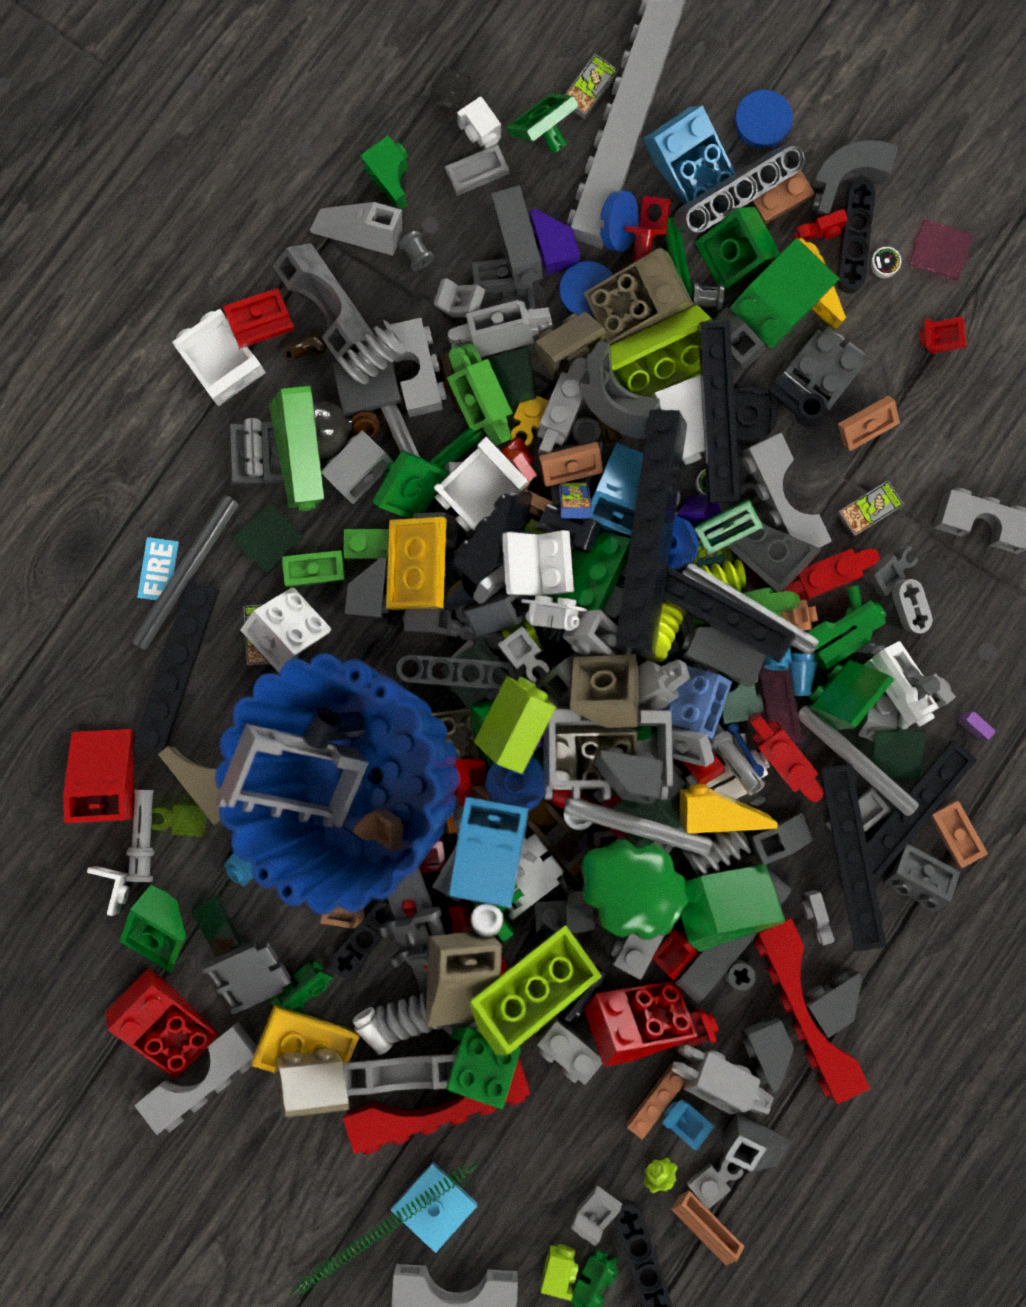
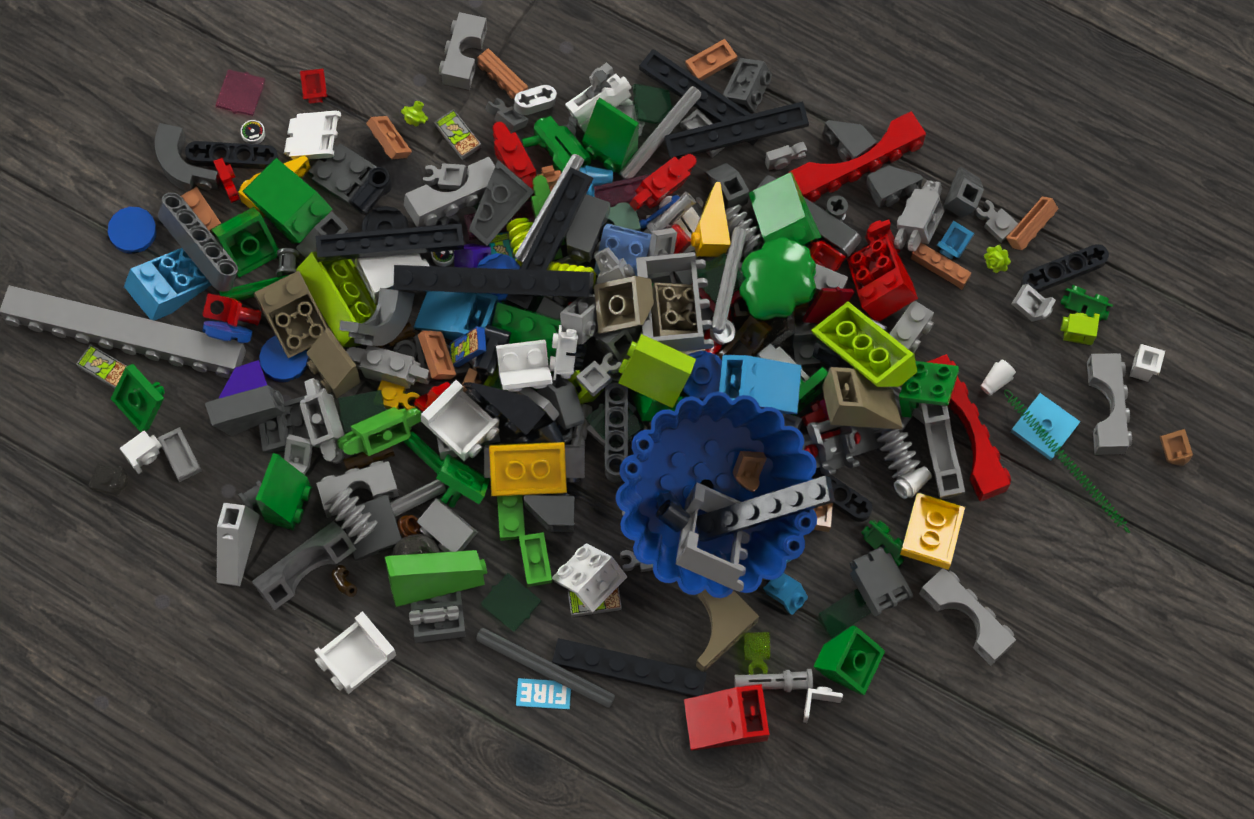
camera: 95 degrees left, 15 degrees down
(160, 1024) = (926, 651): red slope -> none
(258, 318) = (319, 622): red plate -> none
(310, 1083) = (957, 515): slope -> none
(317, 846) = (765, 508): none -> plate
(385, 166) = (182, 525): green arch -> none
(407, 275) = (283, 493): none -> green slope
(486, 920) = (813, 383): white tile -> none
(501, 1155) = (999, 375): none -> white cone
(603, 950) = (826, 303): none -> dark red piece
(631, 776) = (690, 281): dark grey slope -> none
(751, 514) = (479, 233): tile -> none
(811, 494) = (448, 177): none -> light grey plate
(874, 330) = (312, 135): none -> white plate
(898, 456) = (414, 114): none -> lime plant
(951, 567) = (501, 73): none -> nougat piece
(976, 726) = (626, 51): medium lavender tile -> none

